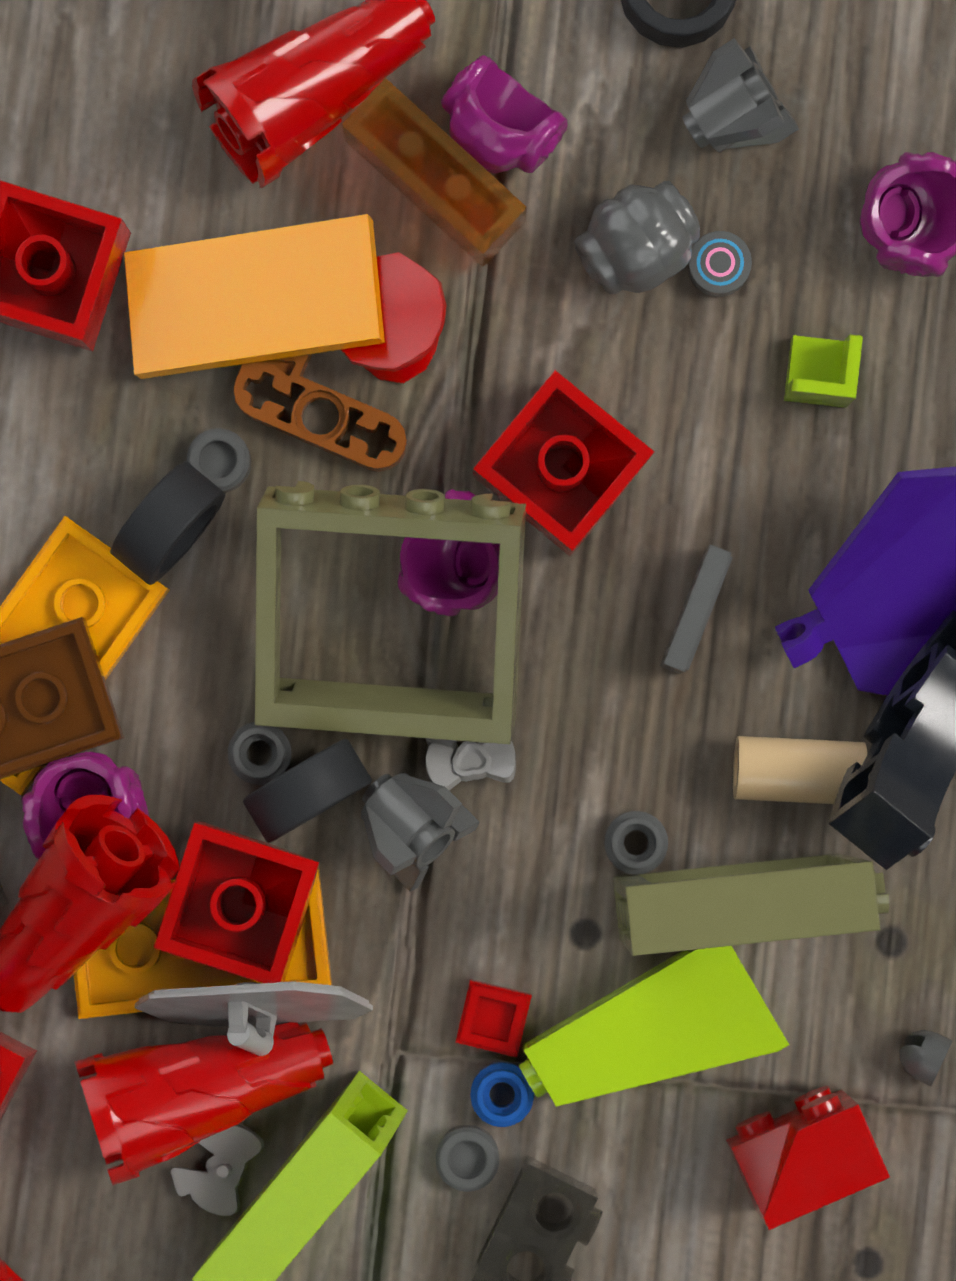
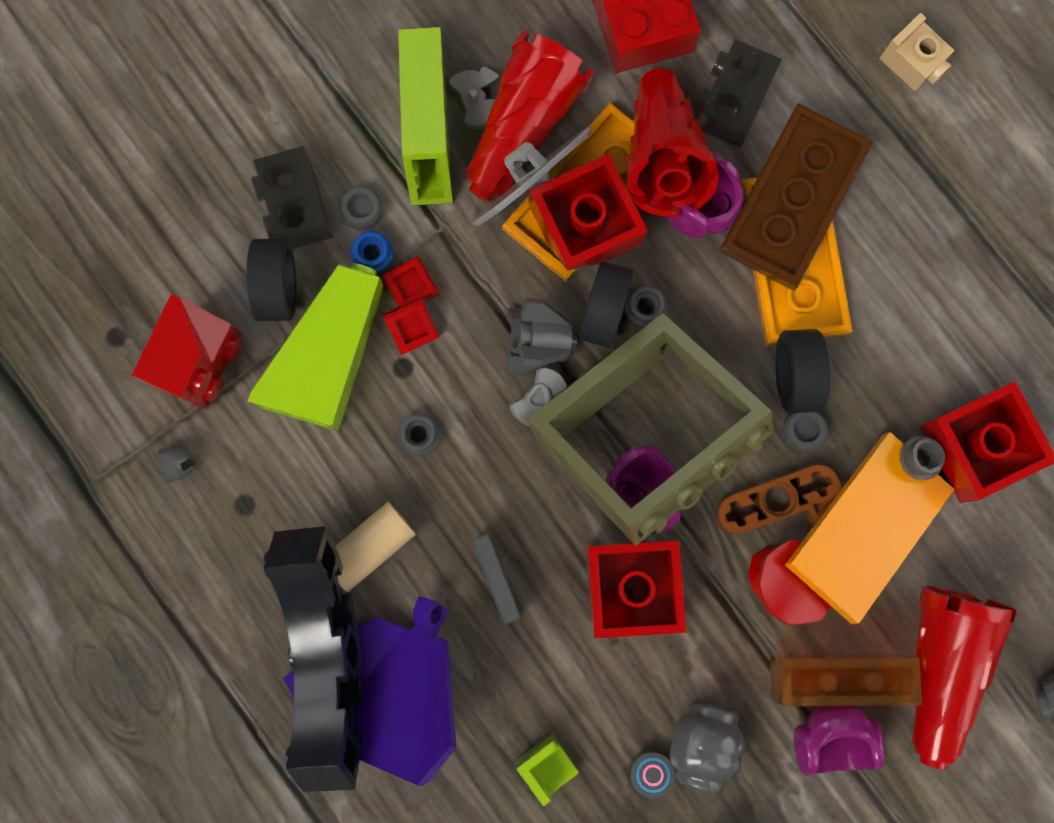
camera: 135 degrees right, 5 degrees down
(115, 309) = (932, 455): none -> dark grey plate
(535, 970) = (410, 325): none -> red tile
(642, 1158) = (271, 279): none -> black tyre
(748, 903) = (328, 444): olive window -> none

